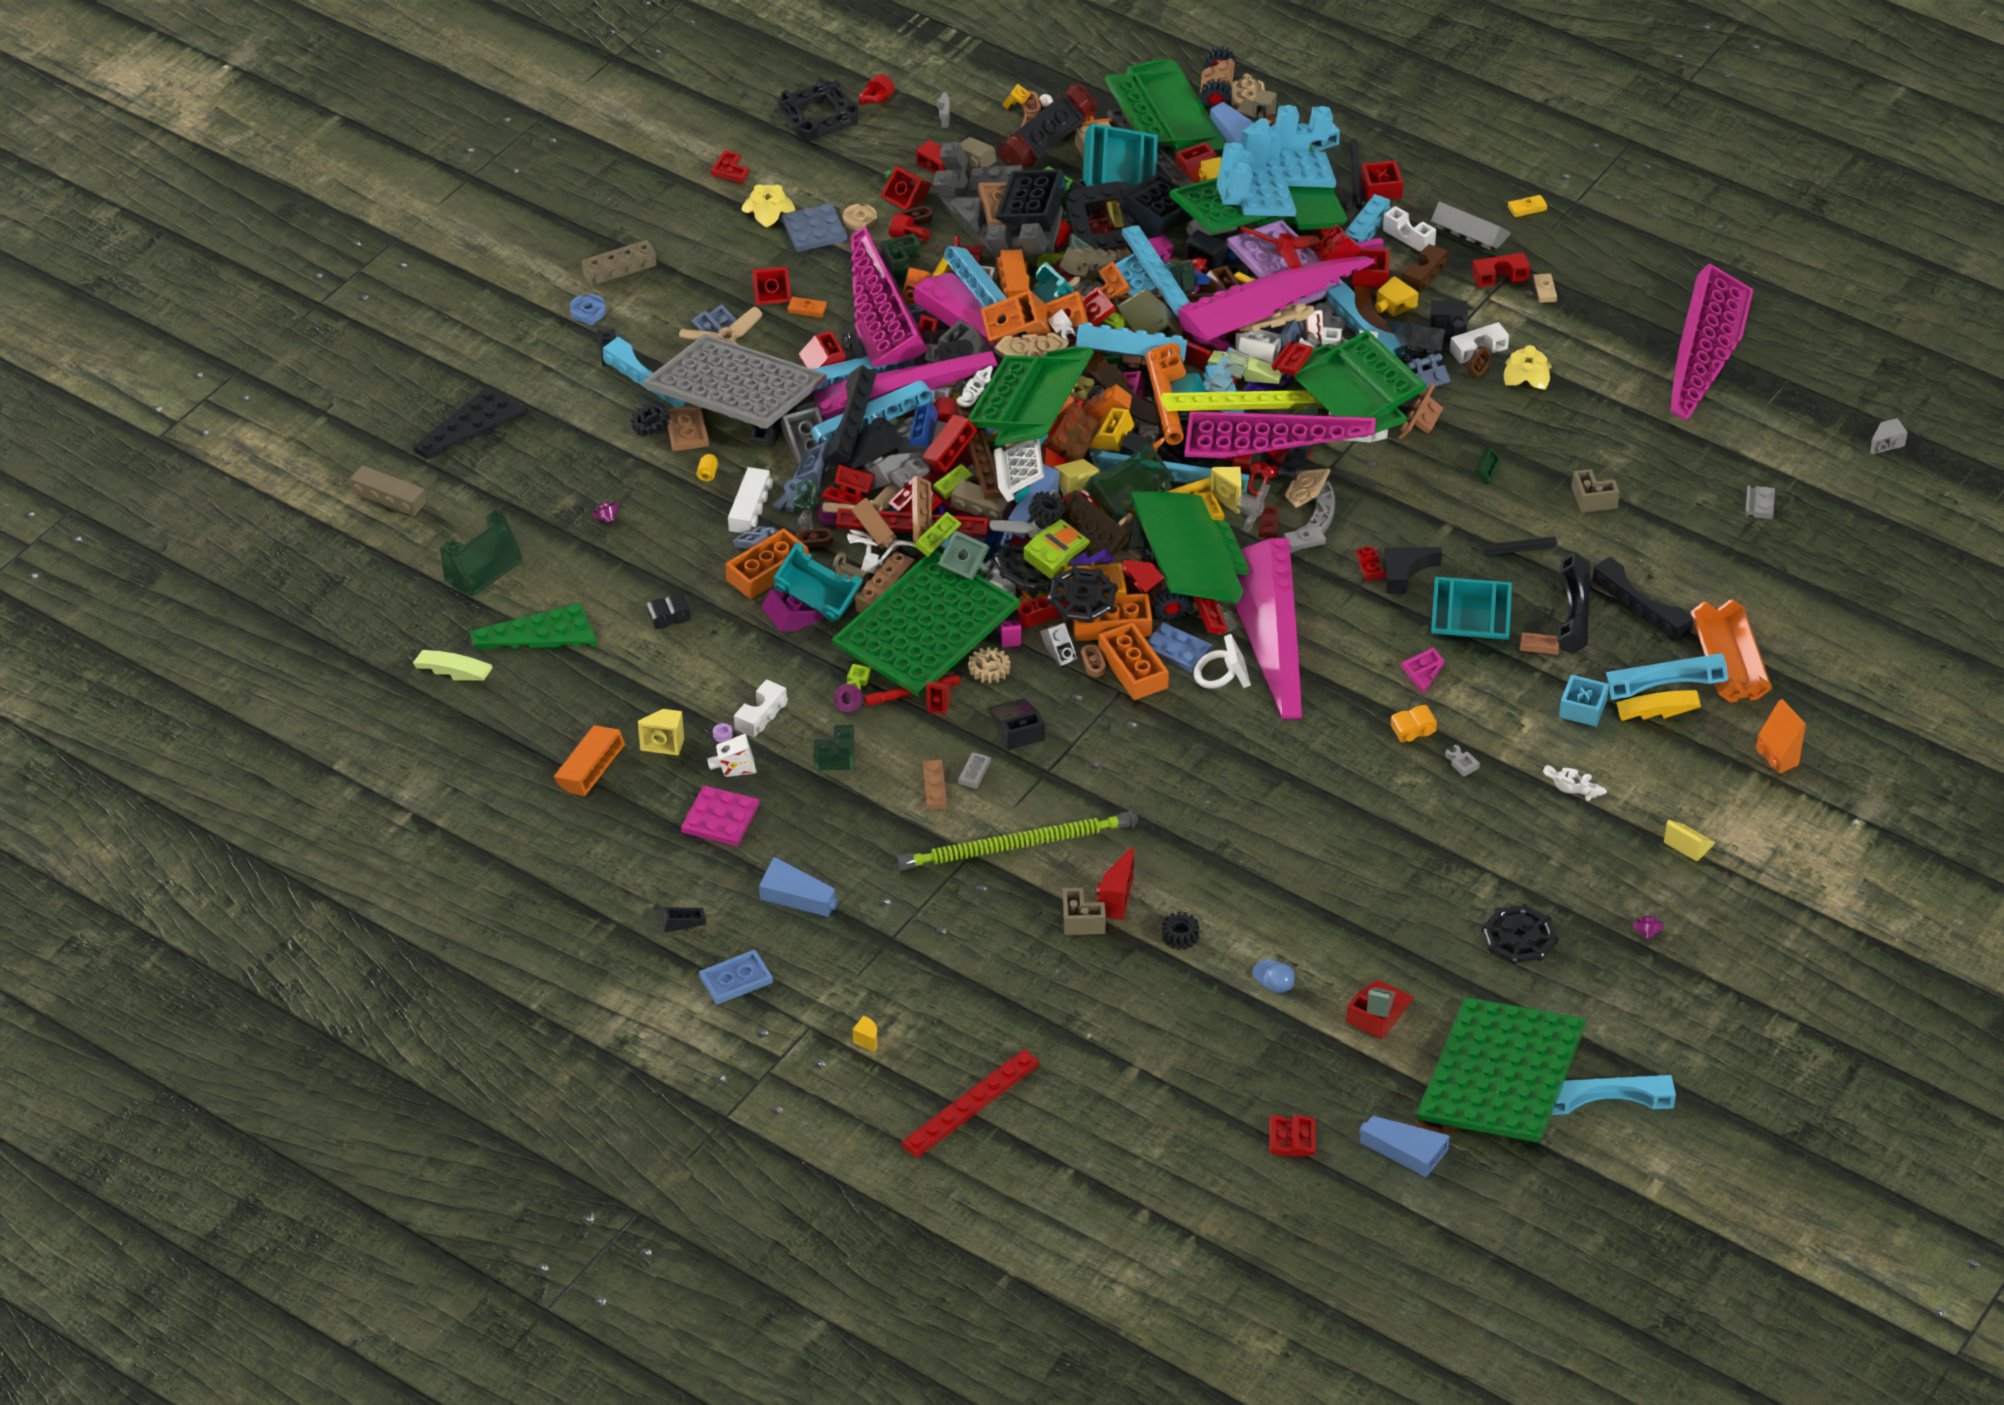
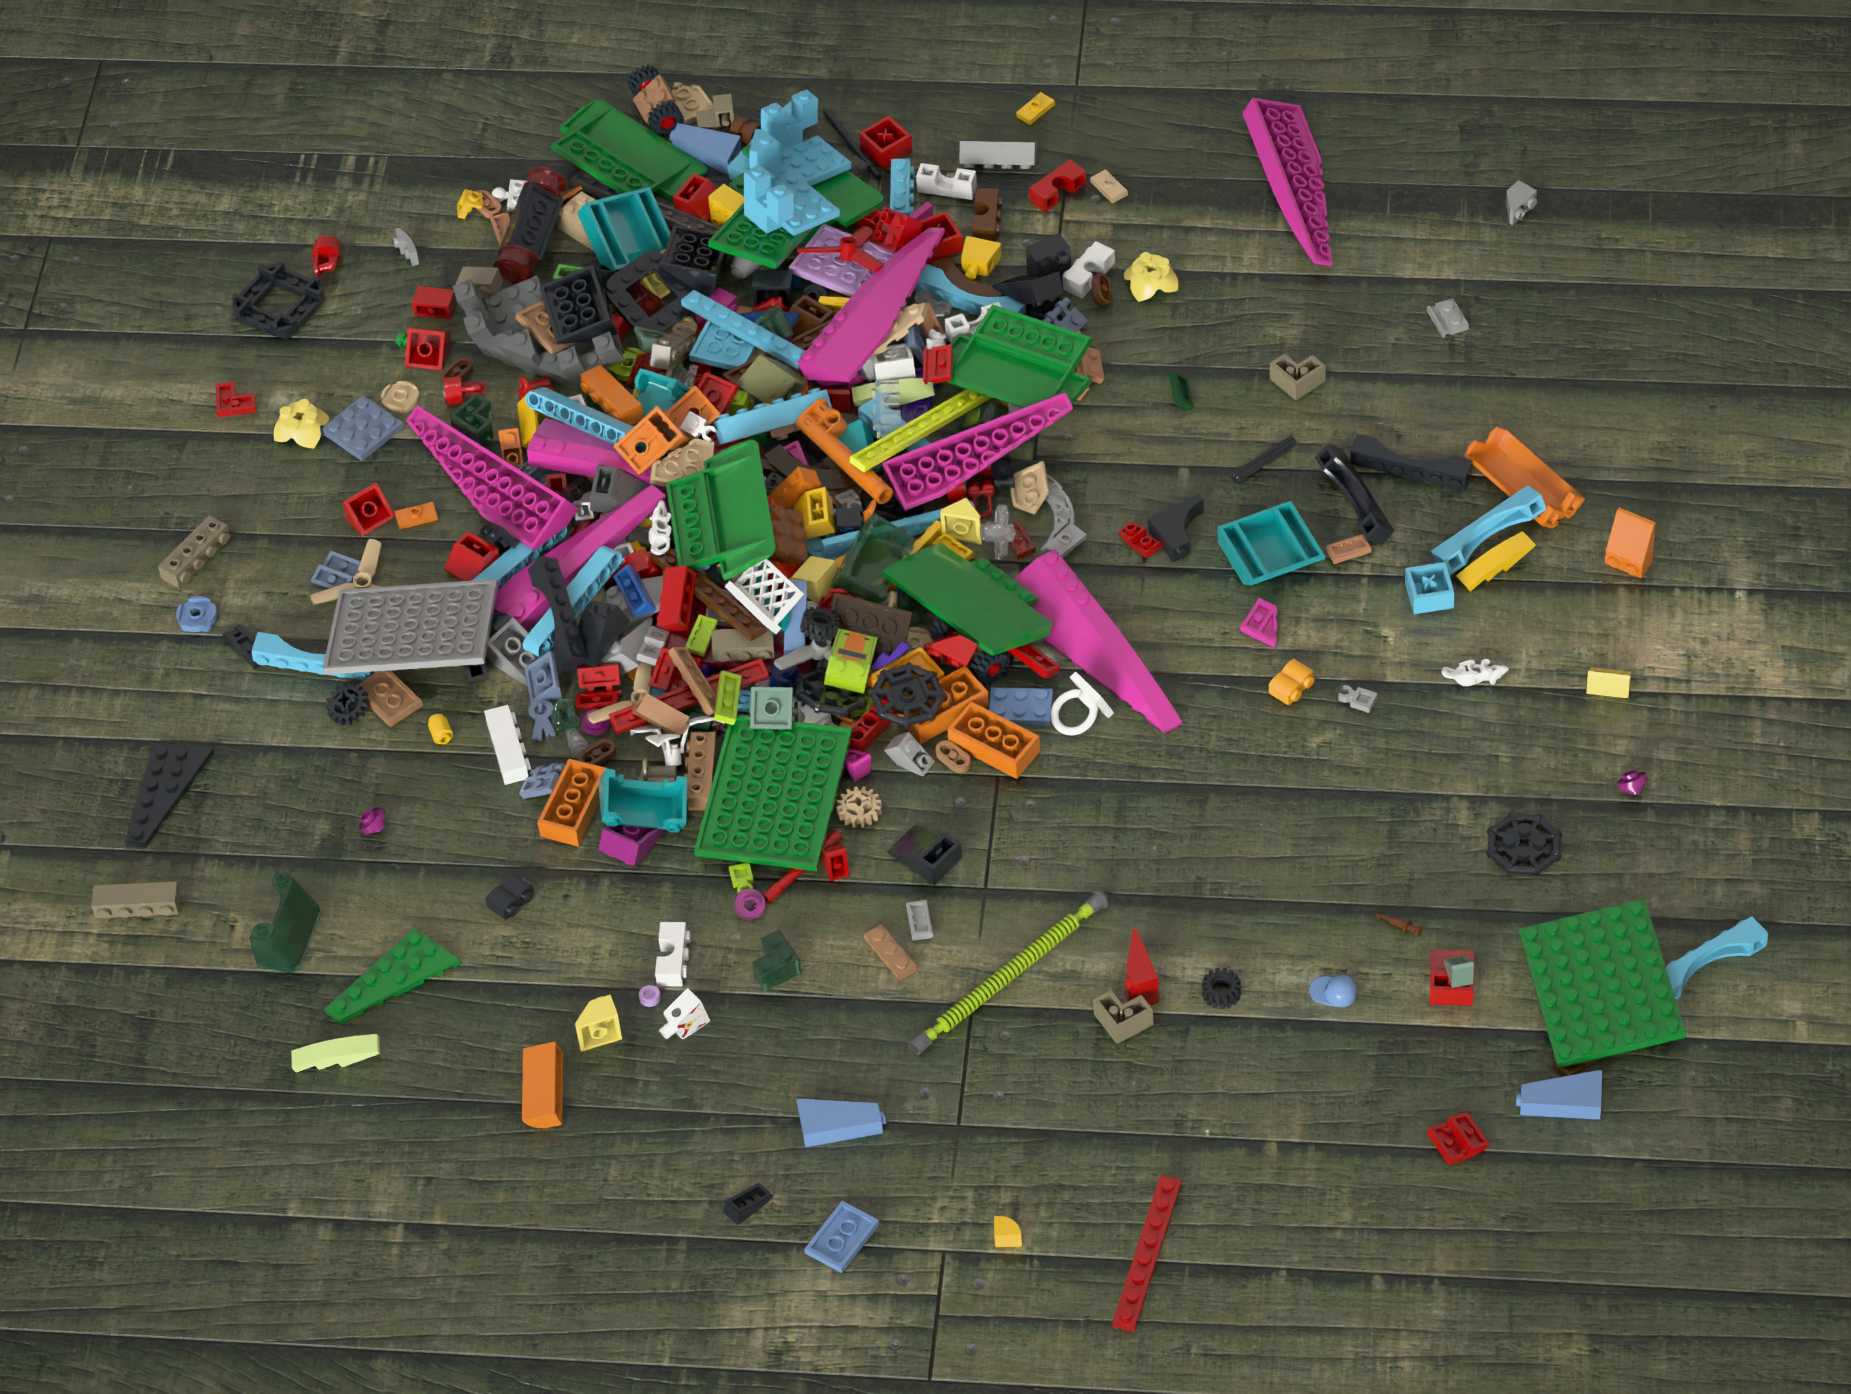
camera: 25 degrees left, 5 degrees up
(720, 816) = (708, 1081): dark pink plate -> none
(955, 349) = (615, 498): black plate -> none
(1115, 282) = (715, 360): orange plate -> none
(1371, 952) = (1405, 925): none -> reddish brown piece

